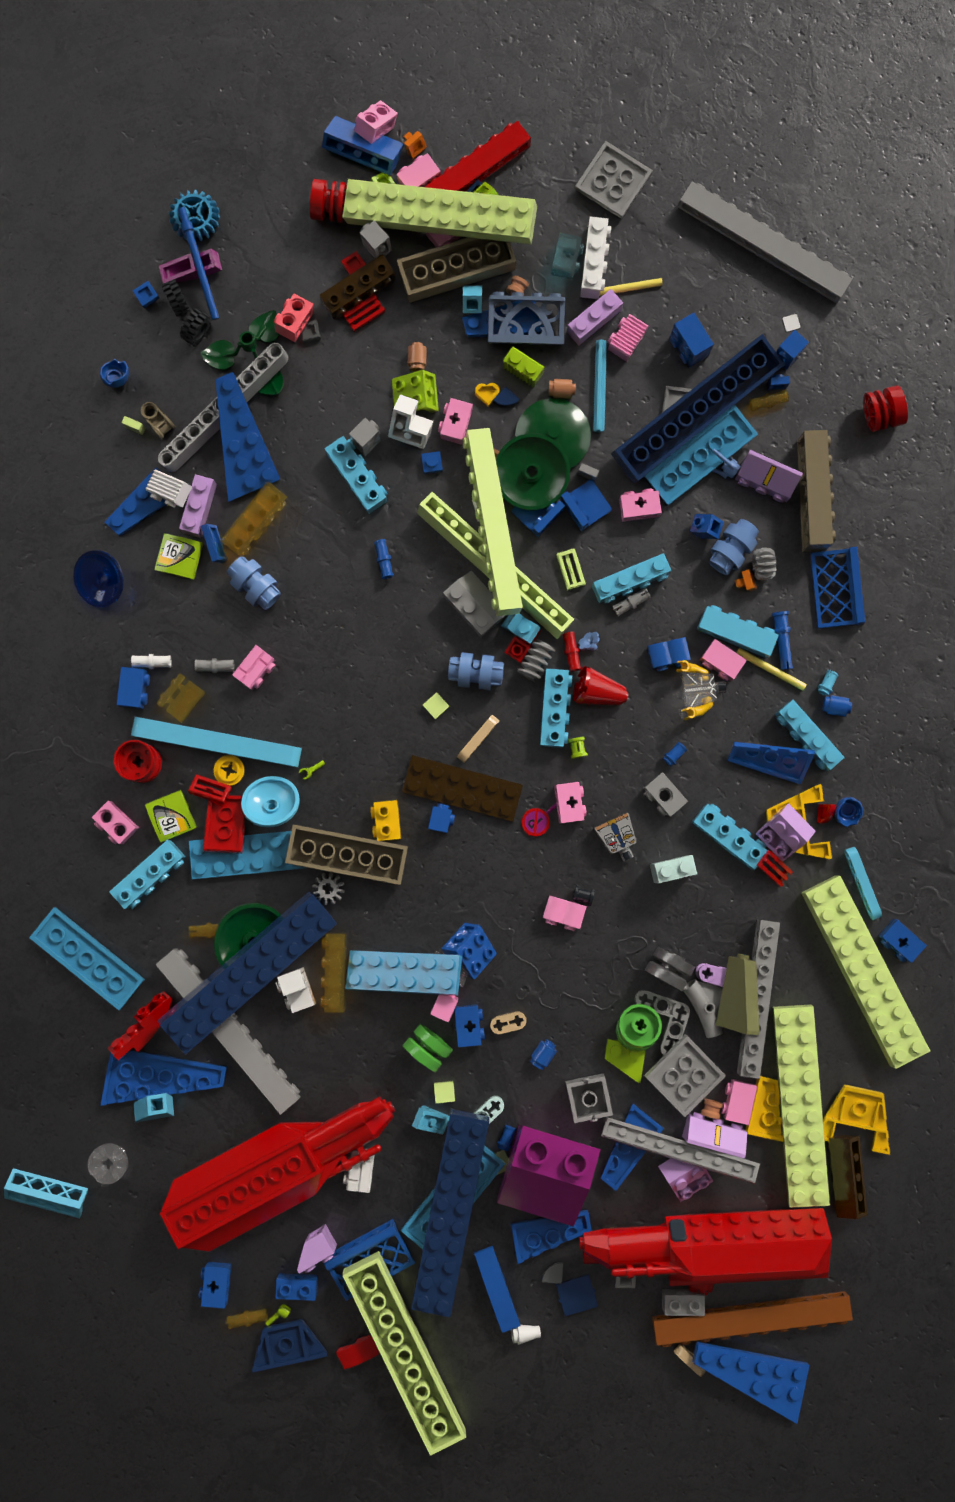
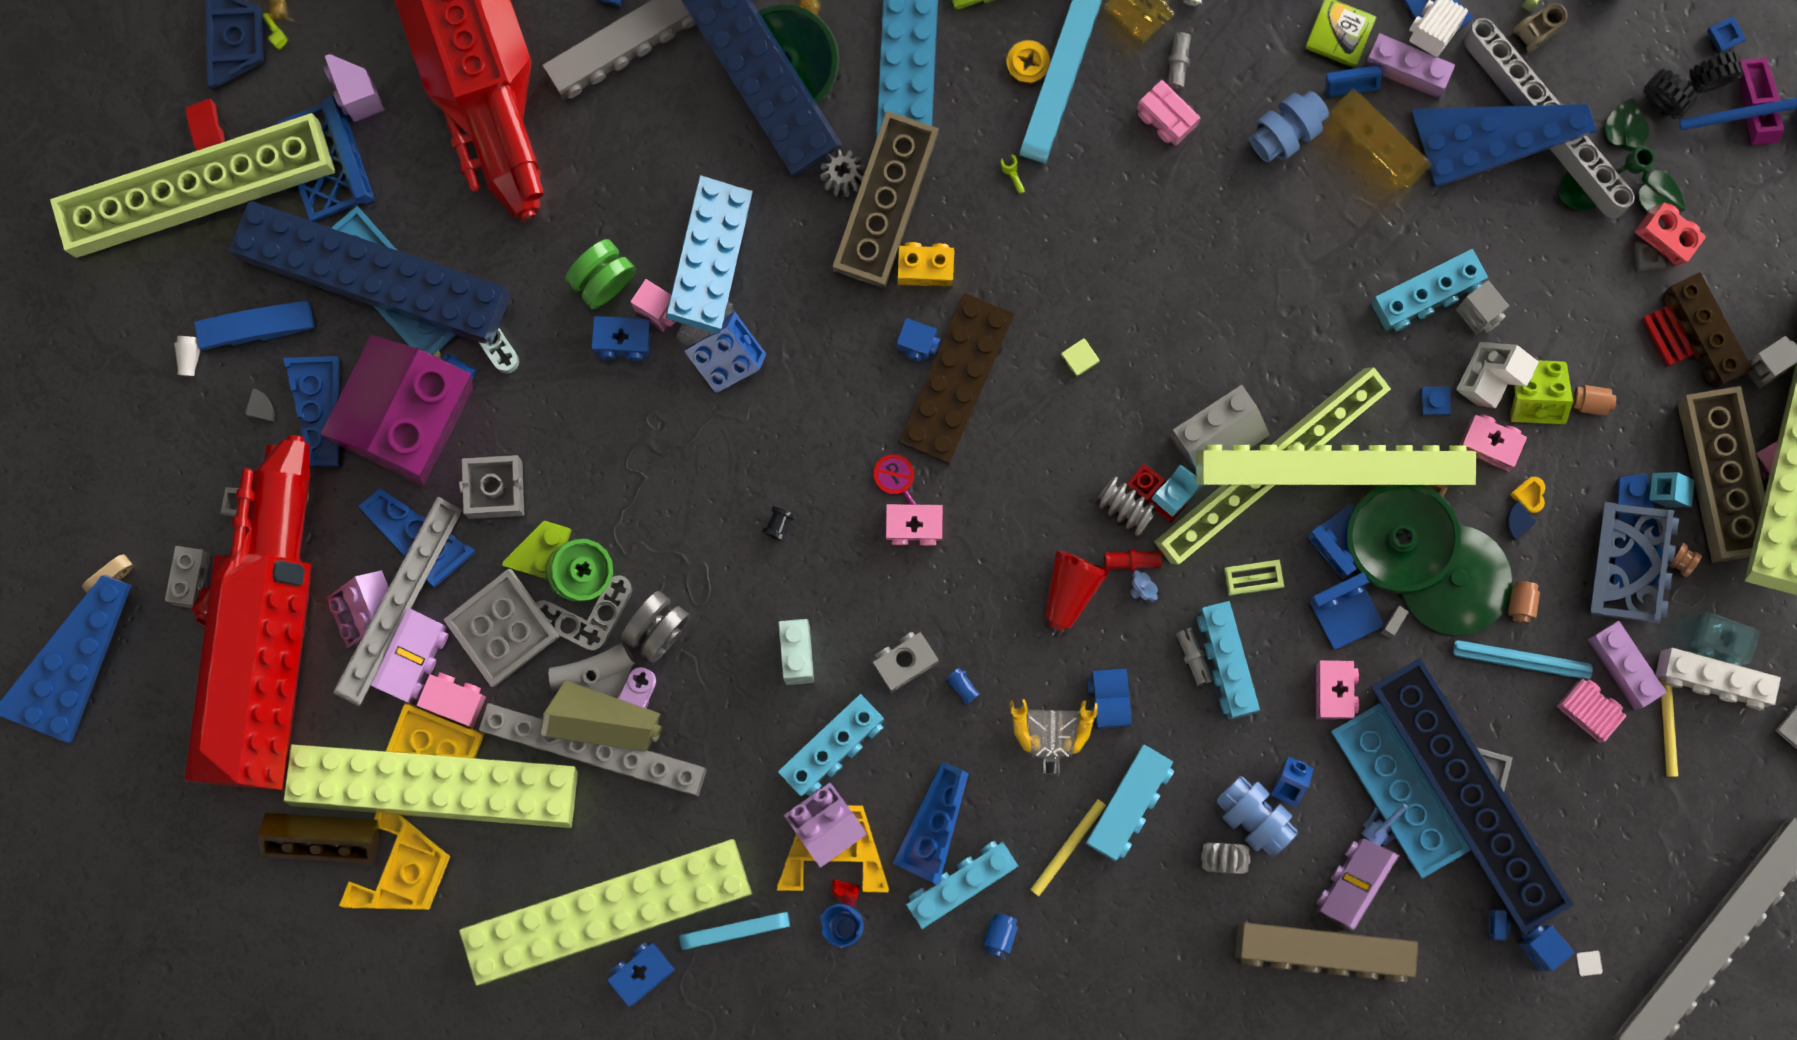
camera: 100 degrees right, 5 degrees down
(221, 800) = (994, 49): red tile -> none
(225, 826) = (953, 46): red tile -> none
(270, 793) = (986, 105): medium azure dish -> none
(296, 1286) = (307, 58): blue brick -> none
(297, 990) = (709, 111): white brick -> none
(335, 972) = (733, 167): clear yellow brick -> none
(353, 263) = (1744, 328): red plate -> none
(360, 1175) = (442, 162): white brick -> none
(383, 559) = (1301, 313): blue pin -> none
(430, 1120) = (501, 263): medium azure slope -> none
(444, 1092) = (535, 293): yellowish green tile -> none
(467, 670) = (1119, 428): medium blue piece -> none
(478, 738) = (1024, 408): tan beam -> none
(506, 1018) = (610, 394): tan beam -> none
(523, 366) = (1562, 550): lime brick -> none
(543, 1054) = (564, 435): blue brick -> none
(554, 708) = (1053, 522): medium azure brick -> none
(564, 912) = (758, 493): bright pink brick -> none
(577, 1295) = (225, 435): dark blue piece -> none
(580, 741) = (992, 547): lime bush -> none
(617, 836) = (856, 584): torso -> none
(691, 340) = (1581, 799): blue brick -> none
(712, 1108) = (448, 660): nougat wheel -> none
(722, 660) = (1090, 775): bright pink brick -> none
(747, 581) = (1203, 831): orange tile -> none
(753, 1318) = (147, 673): dark orange brick -> none
(769, 400) = (1473, 908): clear yellow pin -> none
(782, 630) = (1122, 871): blue pin -> none
(782, 875) = (762, 815): red tile -> none
(827, 683) = (1036, 927): medium azure pin -> none
(855, 587) = (1176, 991): blue fence -> none

